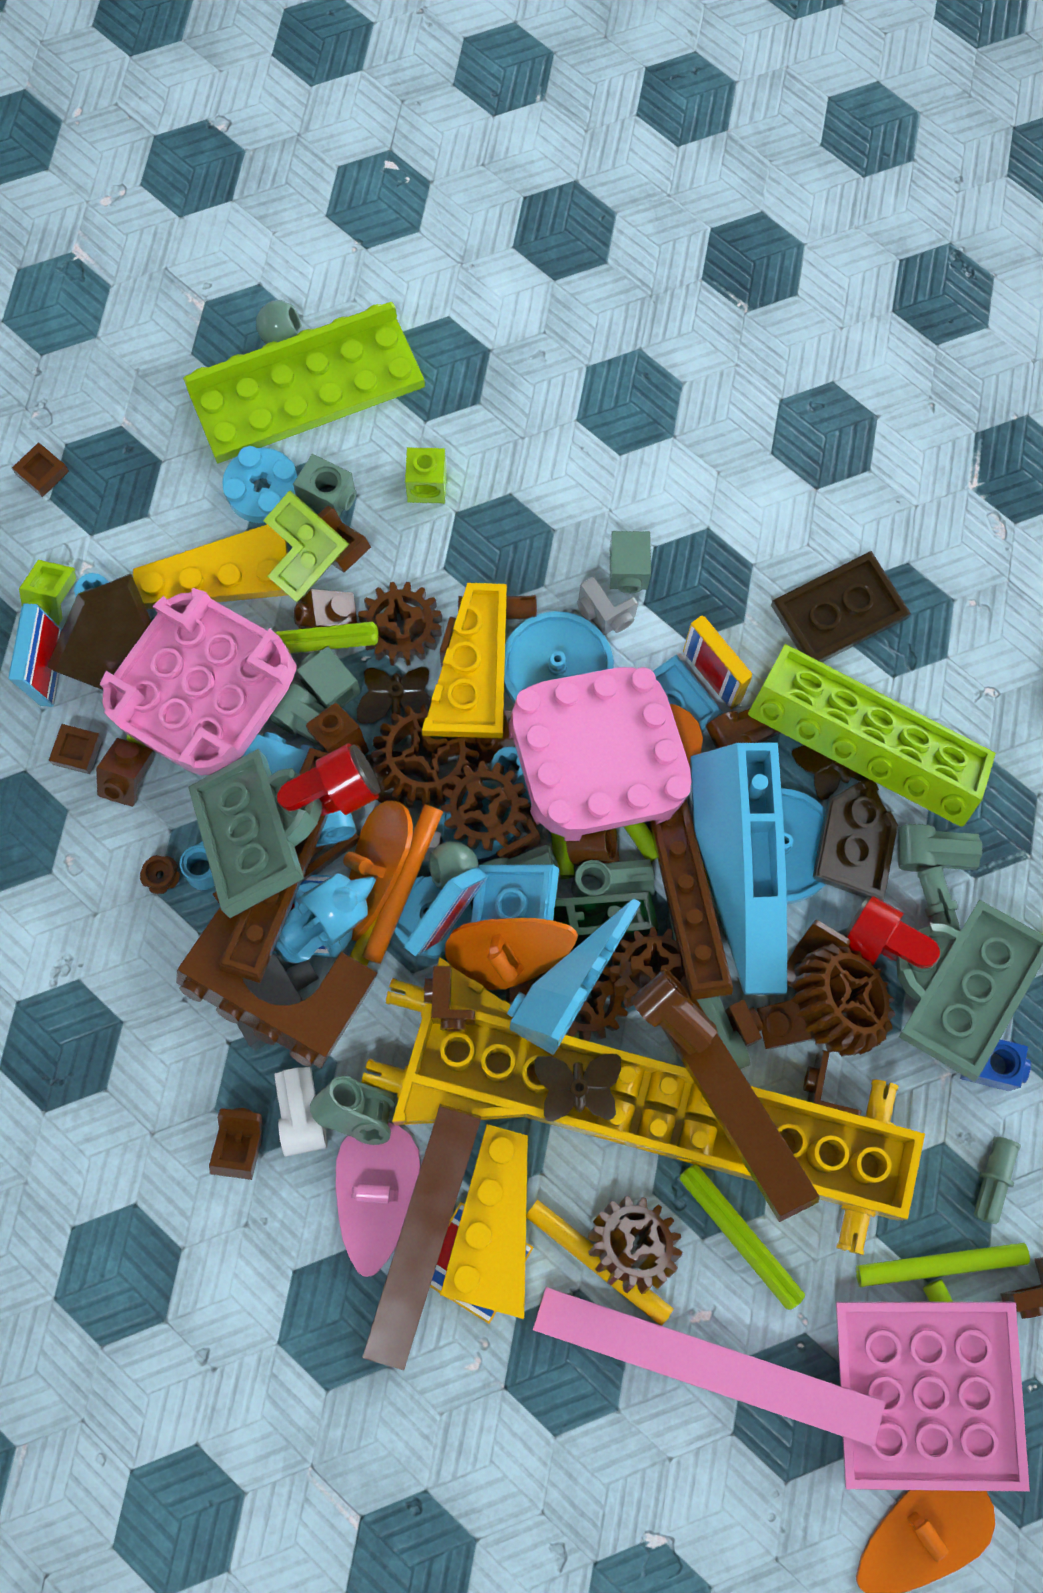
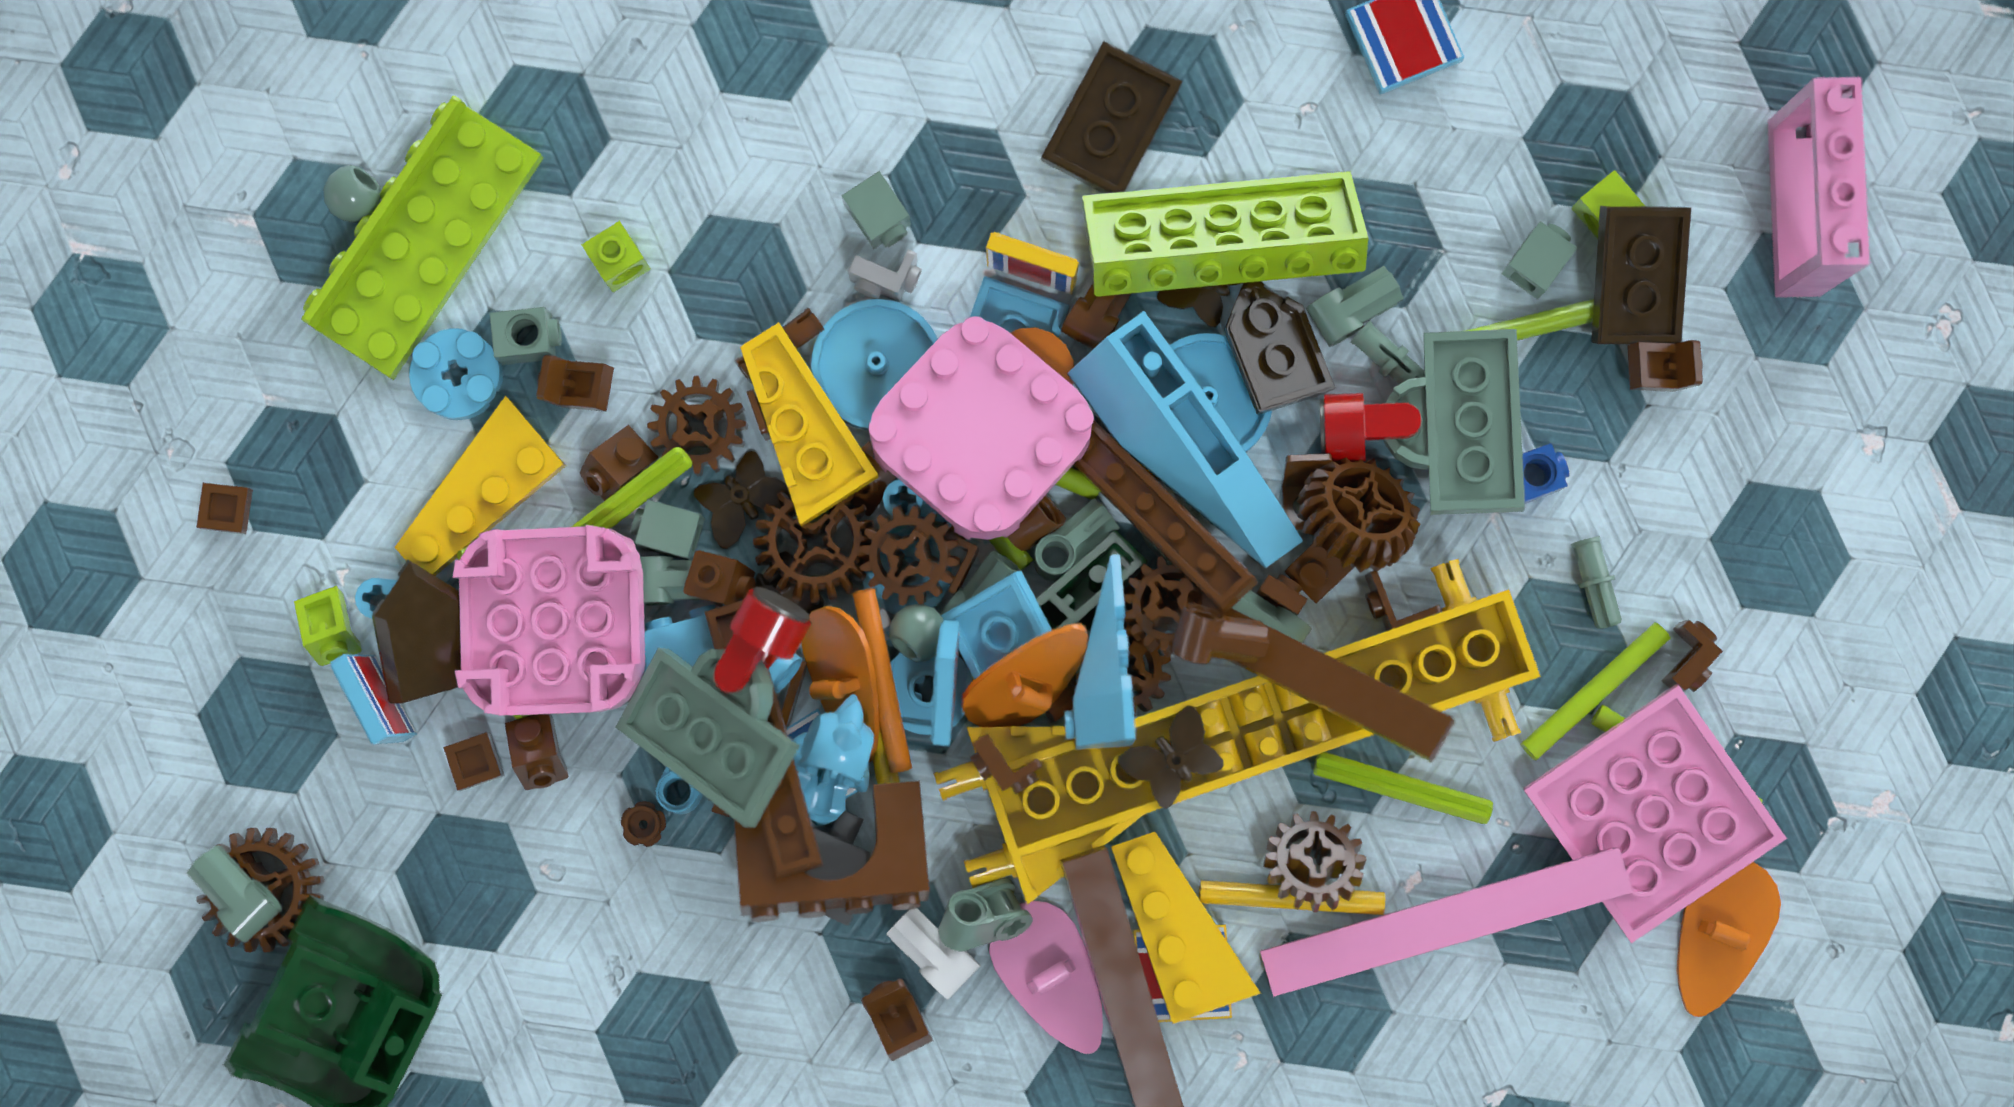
camera: 30 degrees left, 10 degrees up
(312, 542) = (561, 408): lime plate -> none

